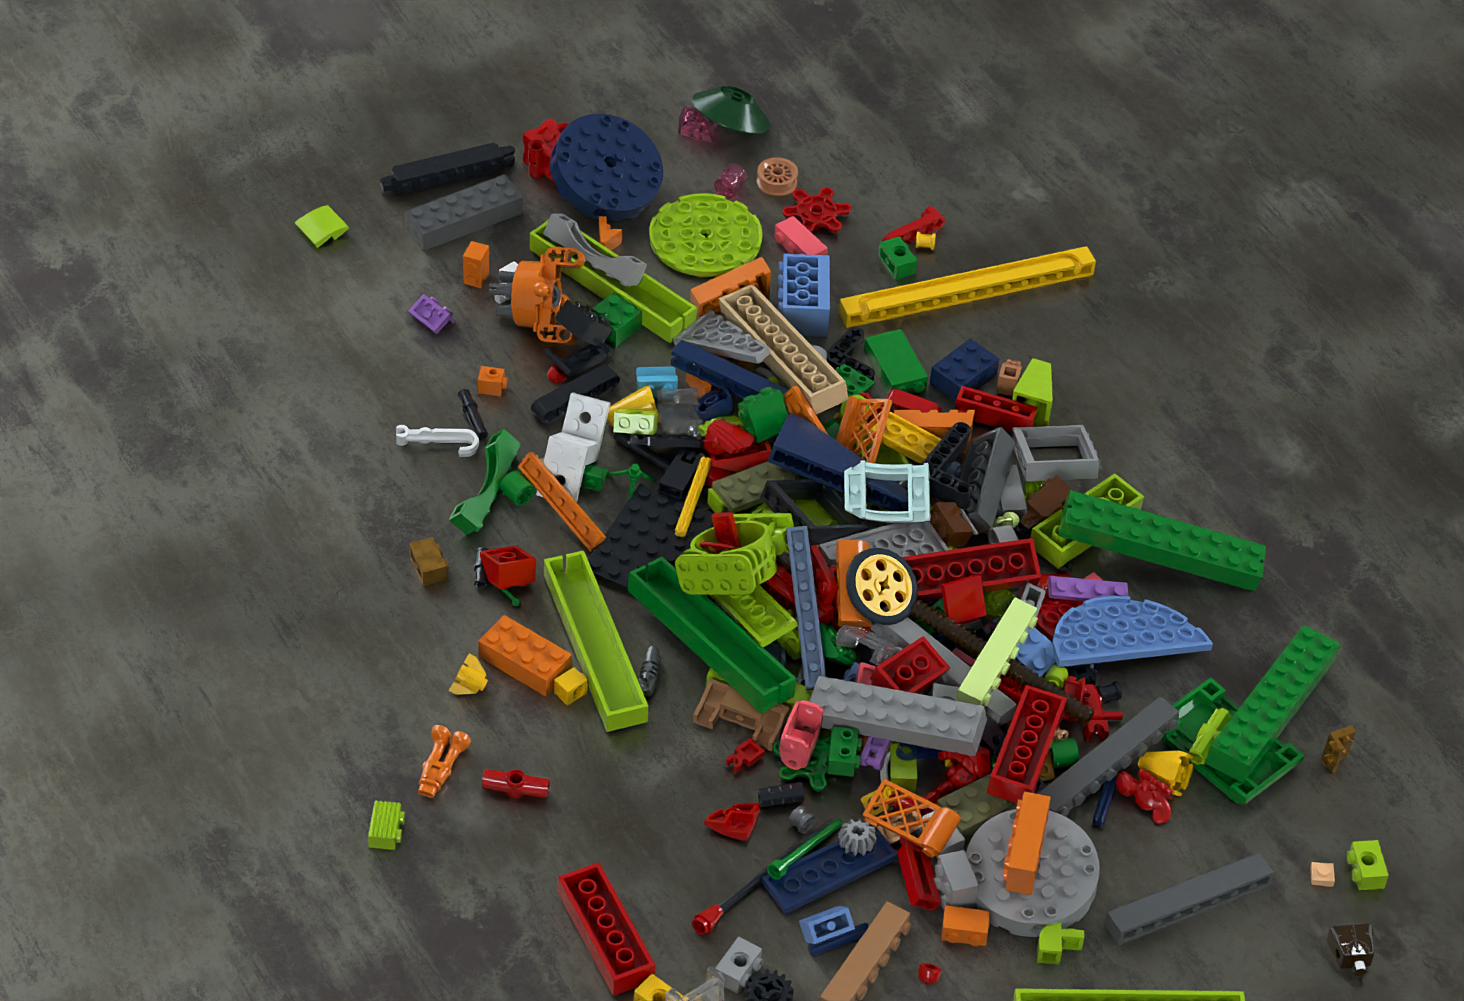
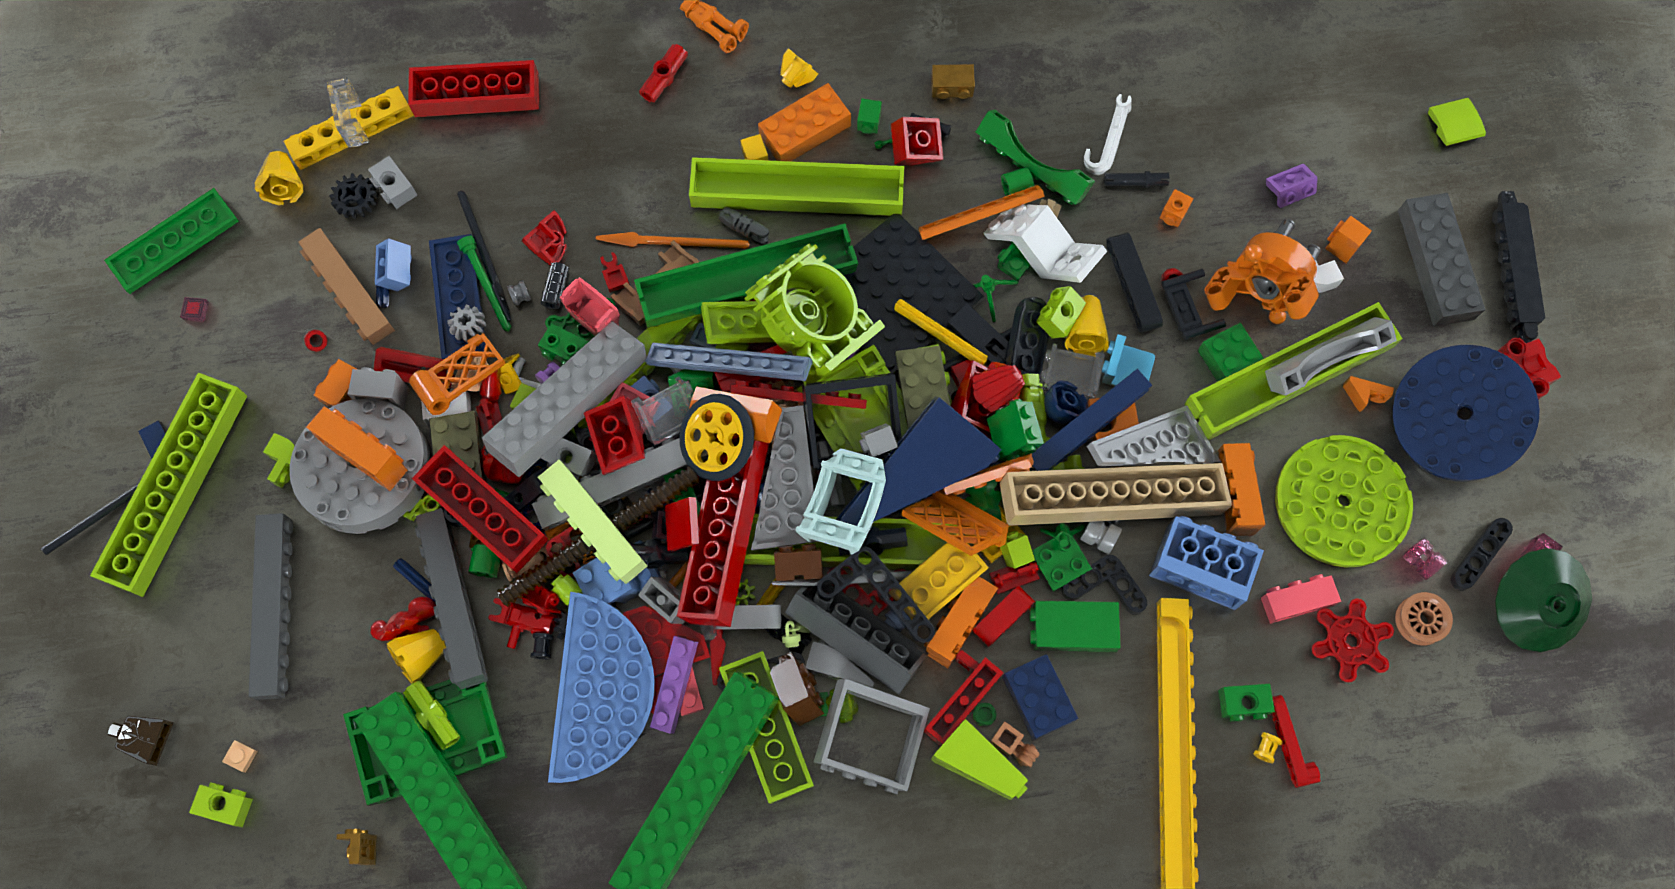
camera: 115 degrees right, 25 degrees up
(492, 610) = (869, 116): none -> green brick
(584, 322) = (1217, 305): black brick -> none
(681, 150) = (1483, 555): none -> black beam
(701, 755) = (633, 239): none -> orange piece
(706, 920) = (451, 175): red cone -> none
(716, 548) = (819, 293): red dish -> none
(726, 529) = (844, 307): red plate -> none
(825, 485) = (878, 440): none -> light grey brick

